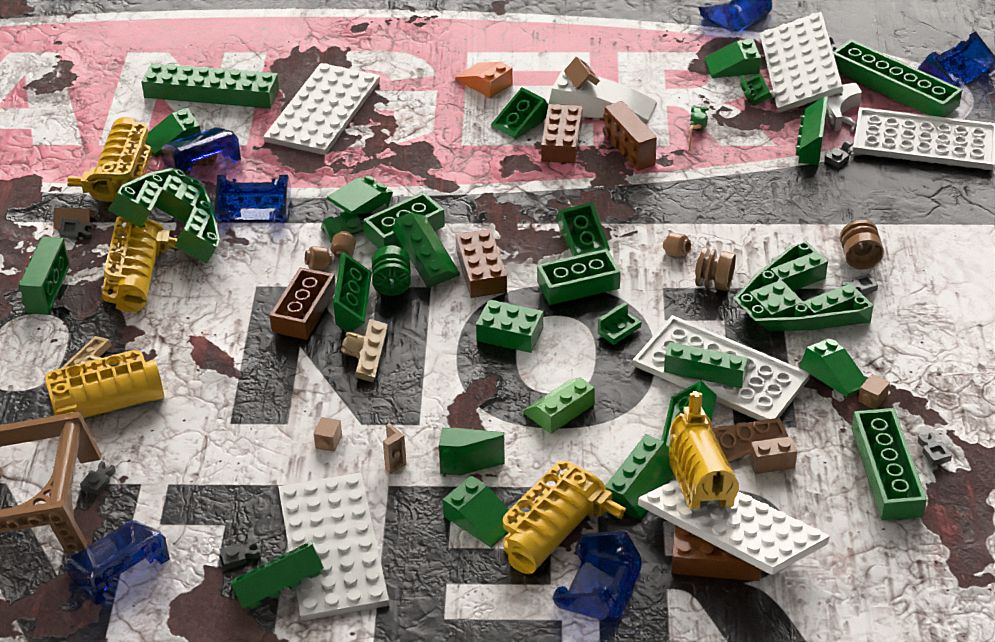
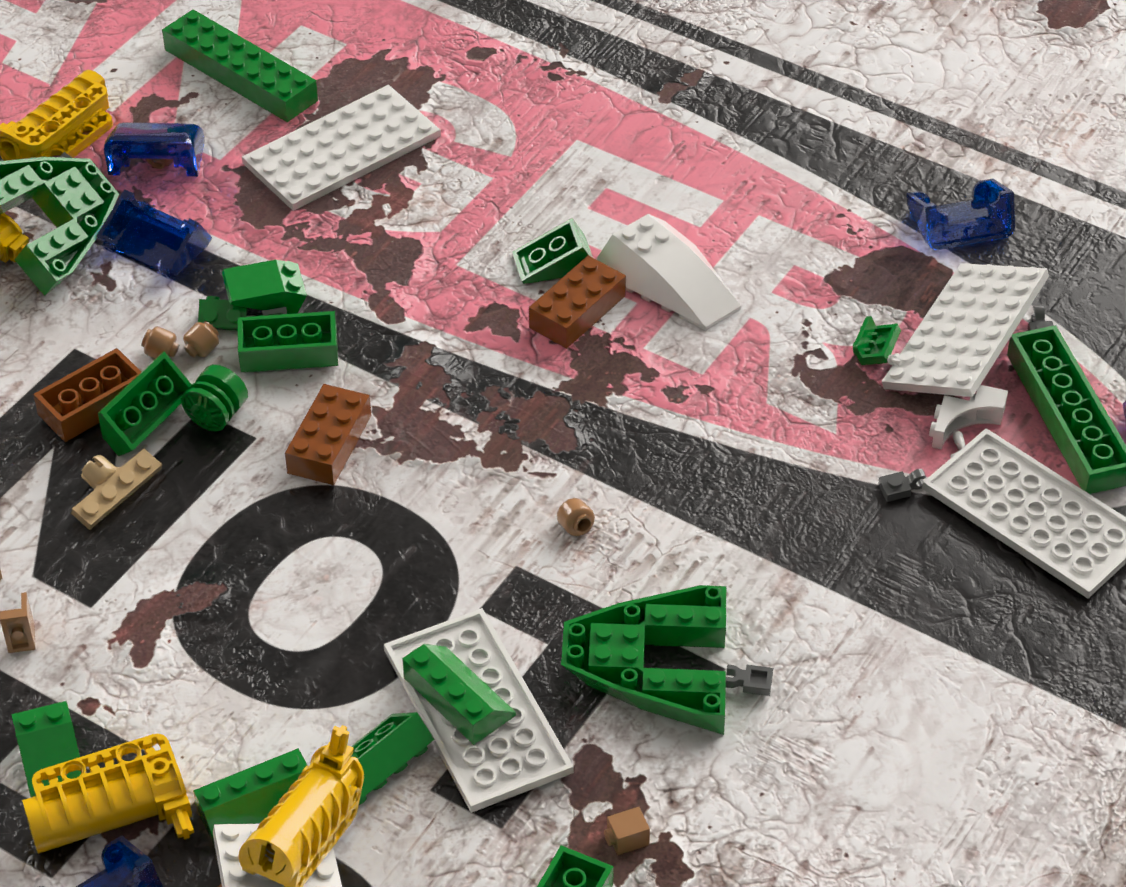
camera: 30 degrees right, 5 degrees up
(172, 128) = (153, 105): green slope -> none
(424, 249) = (275, 387): green slope -> none
(470, 450) = (93, 668): green slope -> none
(487, 77) = (561, 186): orange slope -> none
(509, 326) = (287, 532): green brick -> none
(562, 404) = (256, 662): bright green slope -> none
(578, 276) = (417, 505): green brick -> none
(579, 72) = (657, 228): medium nougat panel -> none
(582, 229) = (481, 446): green slope -> none
(618, 324) = (410, 589): green bracket -> none
(630, 135) = (647, 341): dark orange brick -> none
(698, 120) = (762, 355): green animal -> none
(716, 269) = (582, 572): medium nougat wheel -> none
(734, 60) = (889, 290): green slope -> none
(737, 438) = (409, 811): medium nougat wing -> none
(773, 455) = (428, 850): medium nougat brick -> none
(811, 133) = (887, 440): green slope -> none
(833, 366) = (604, 773): green slope -> none
(861, 244) = (794, 624): medium nougat wheel -> none

